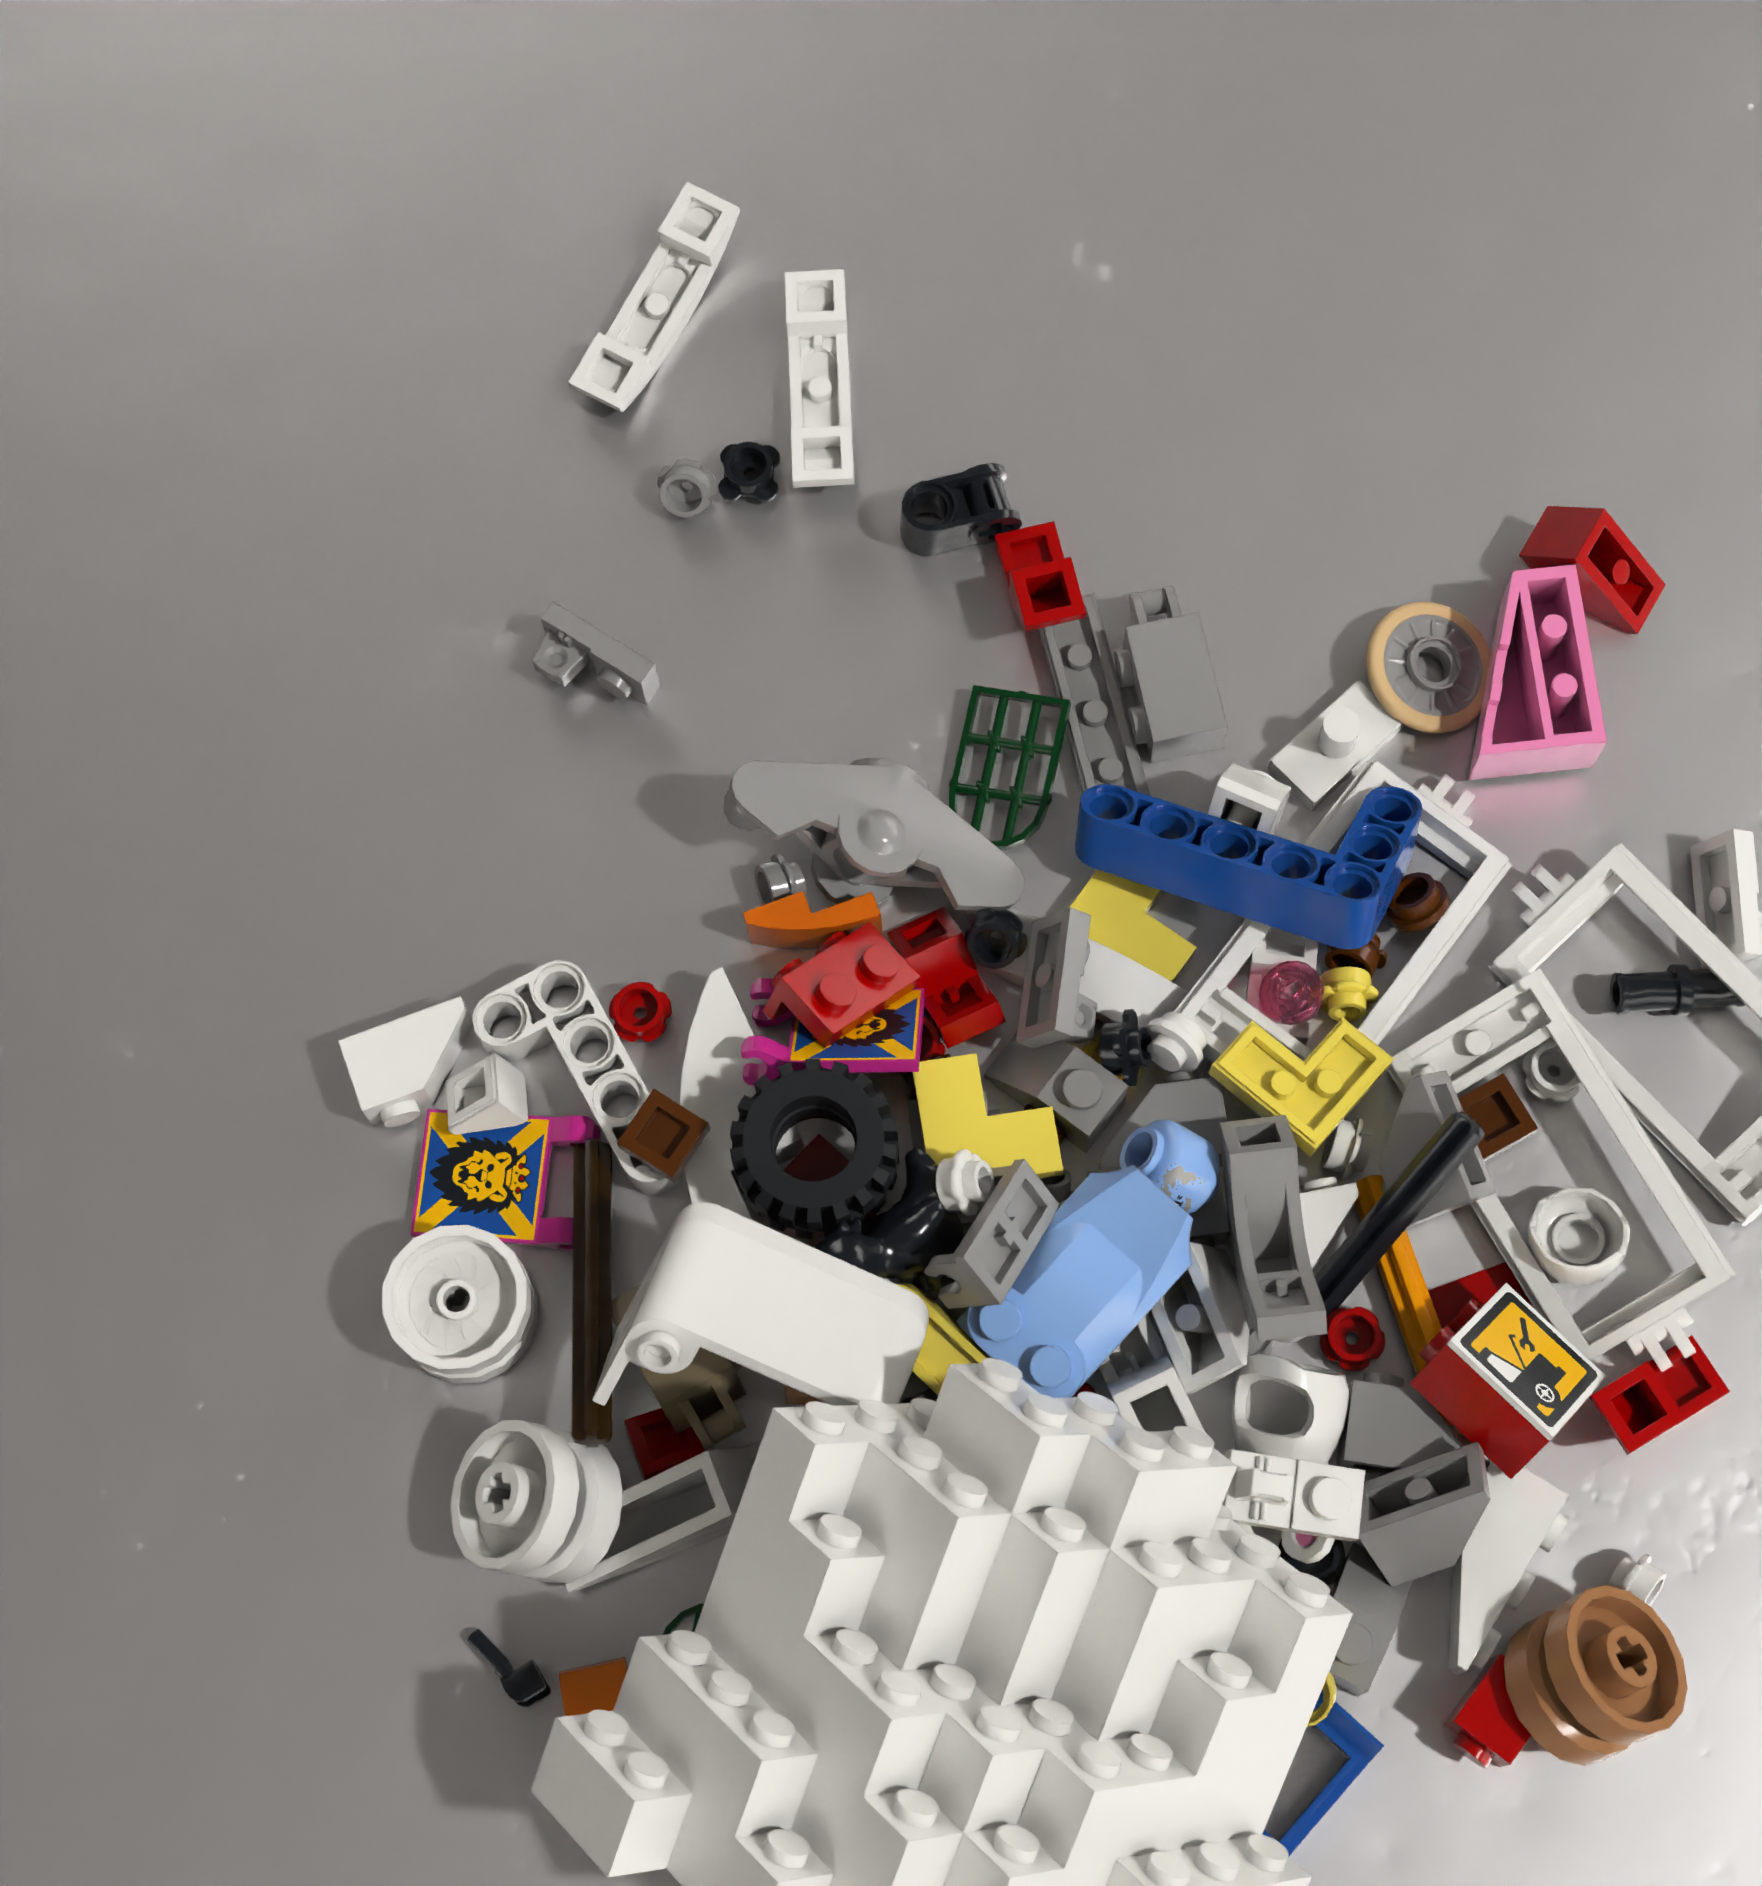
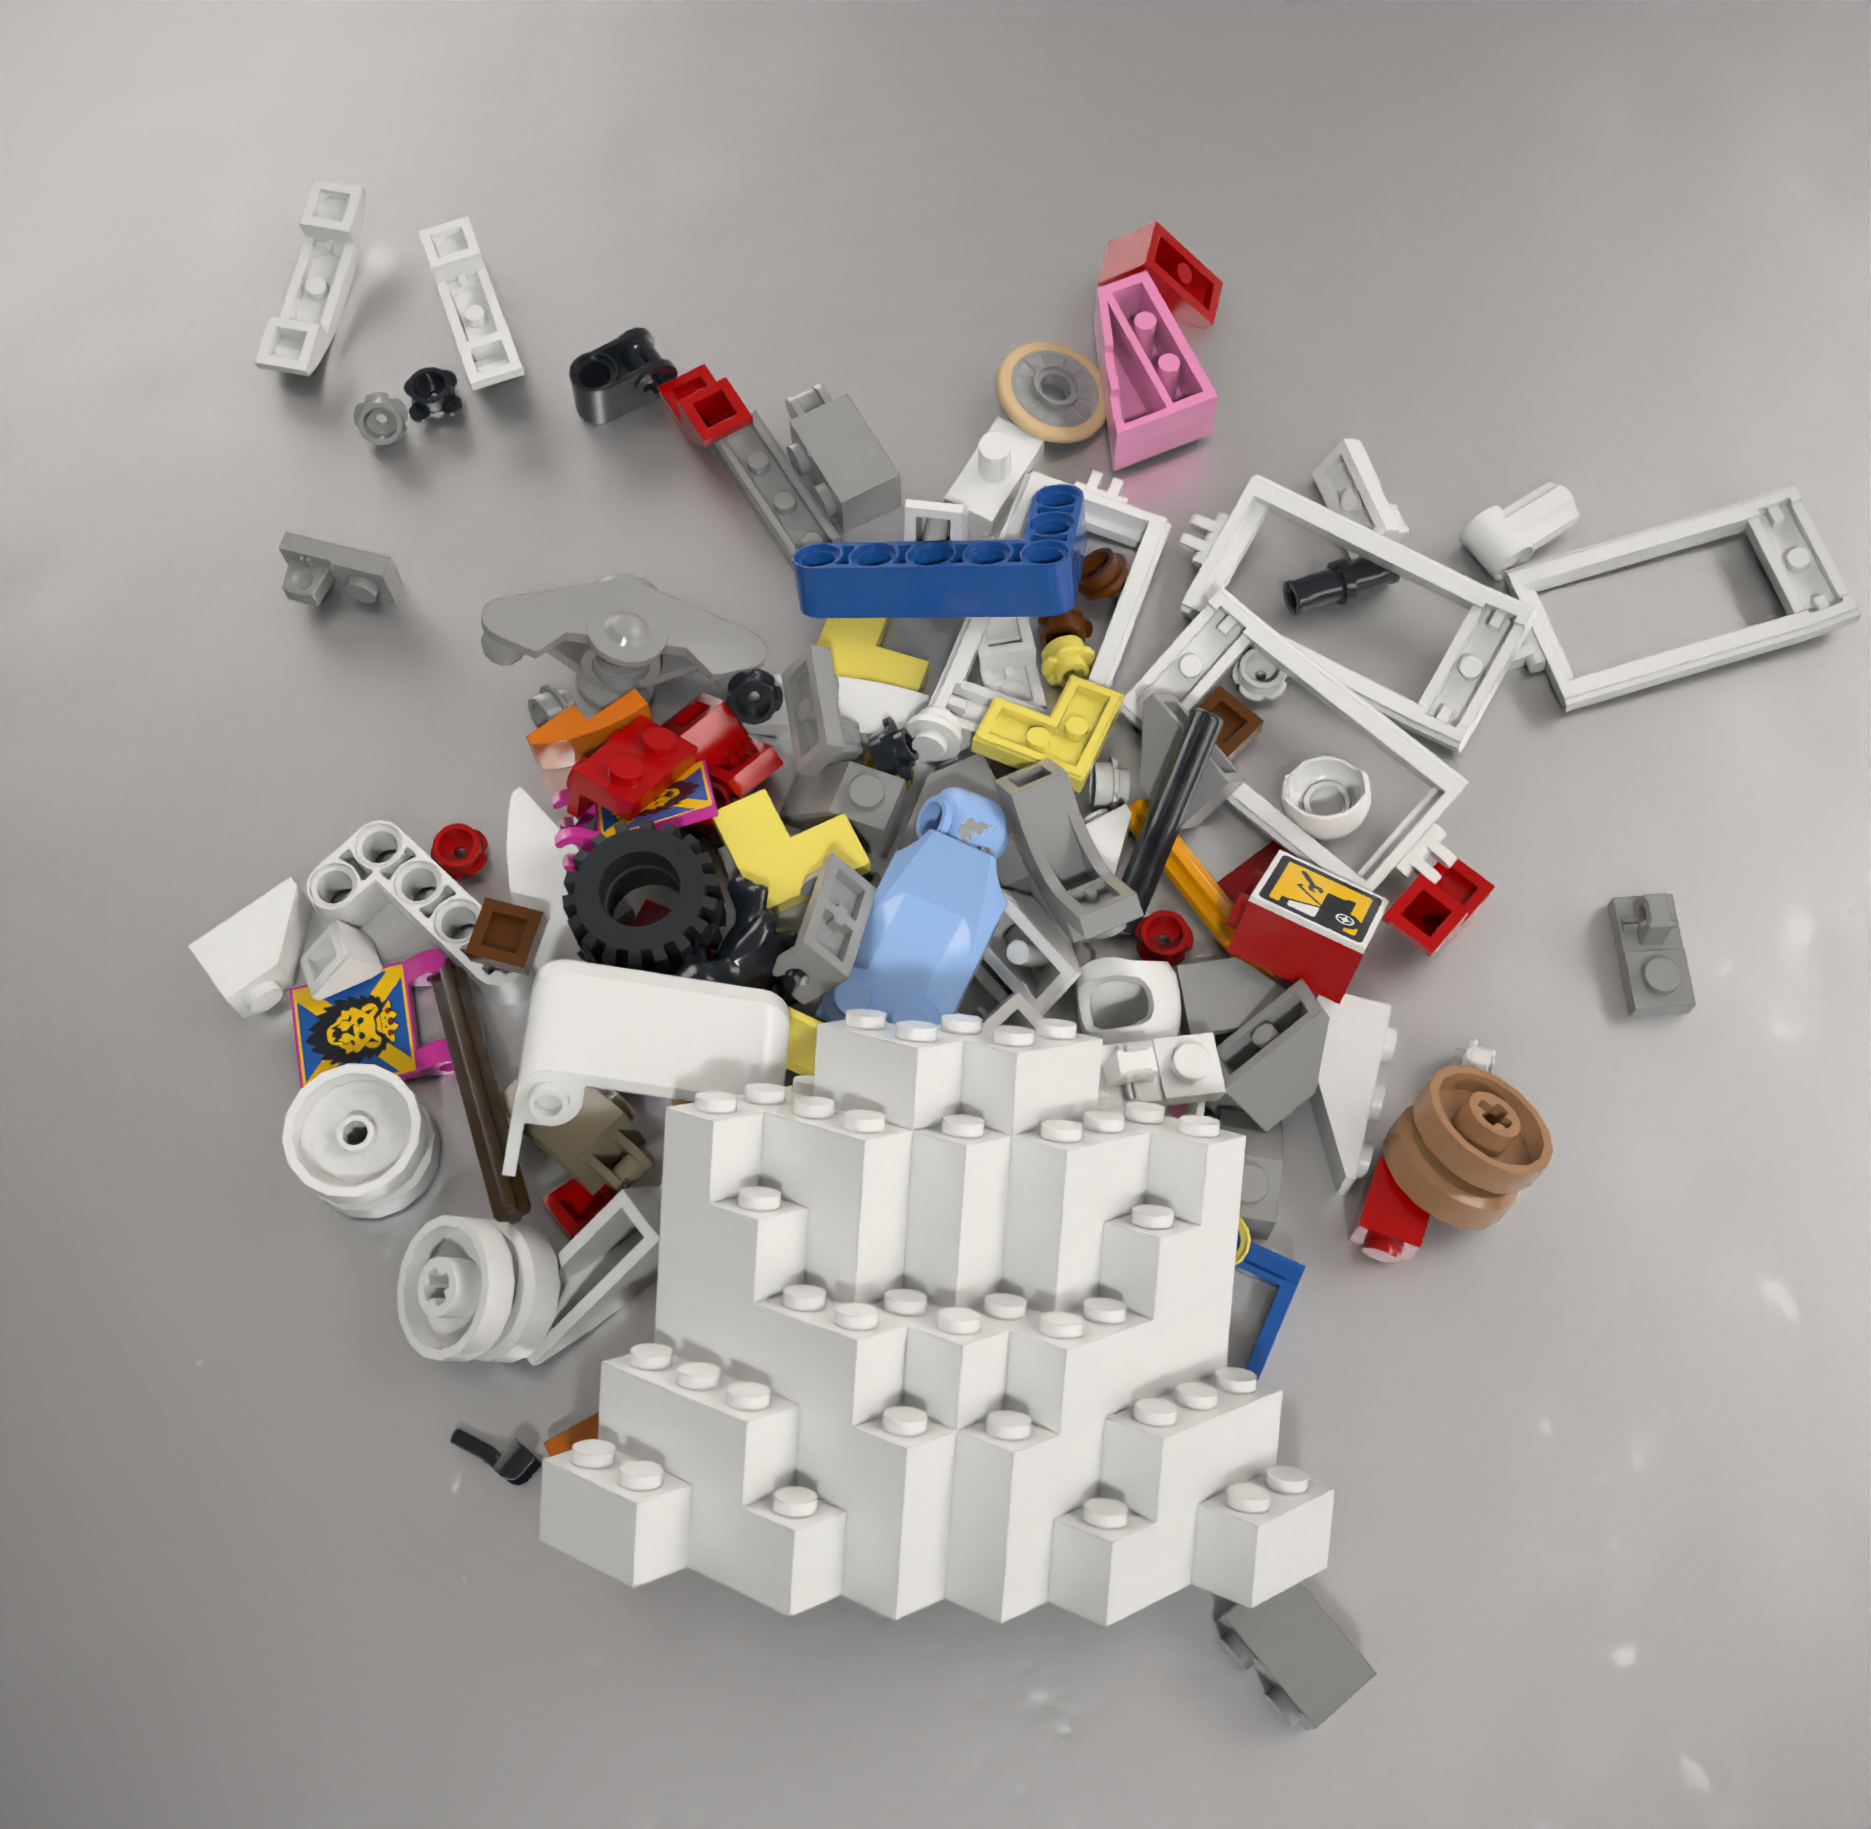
camera: 20 degrees left, 5 degrees down
(964, 1182) = (786, 891): white plate -> none
(995, 743) = (736, 544): dark green window -> none
(1302, 1004) = (1030, 680): clear pink plate -> none

